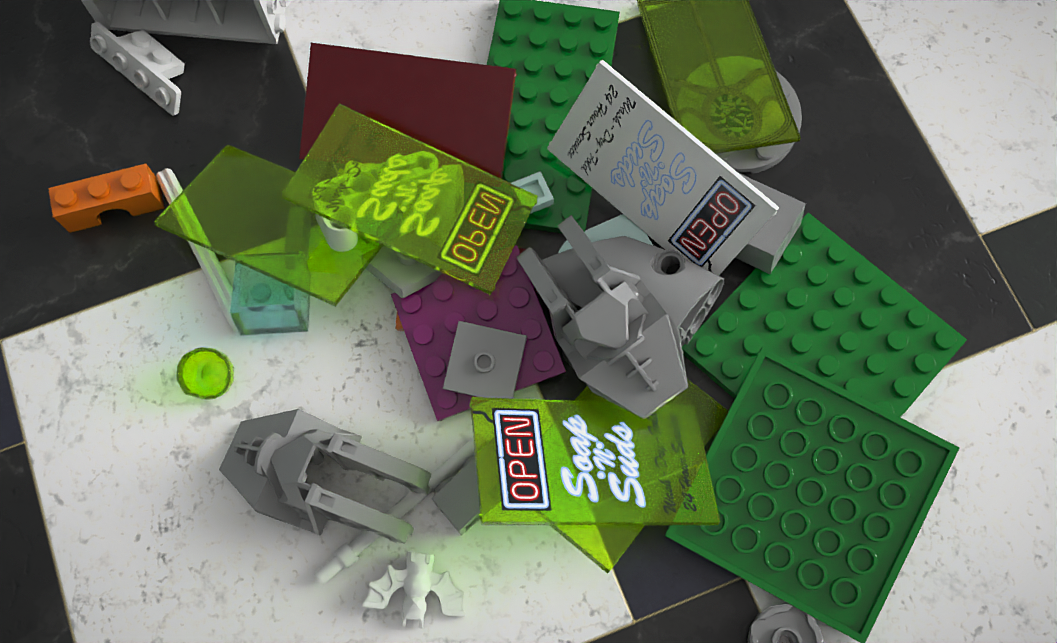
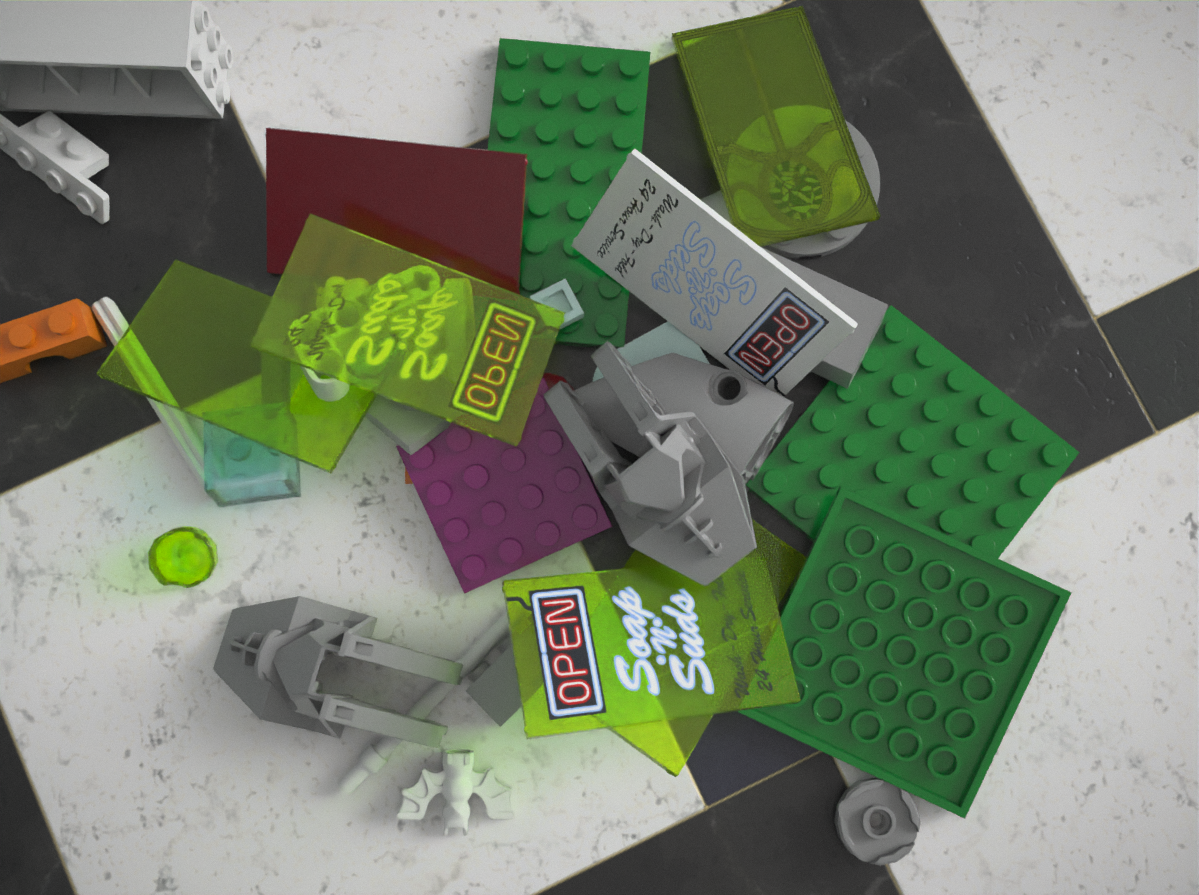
camera: 10 degrees left, 10 degrees up
(484, 361) = (515, 525): light grey plate -> none

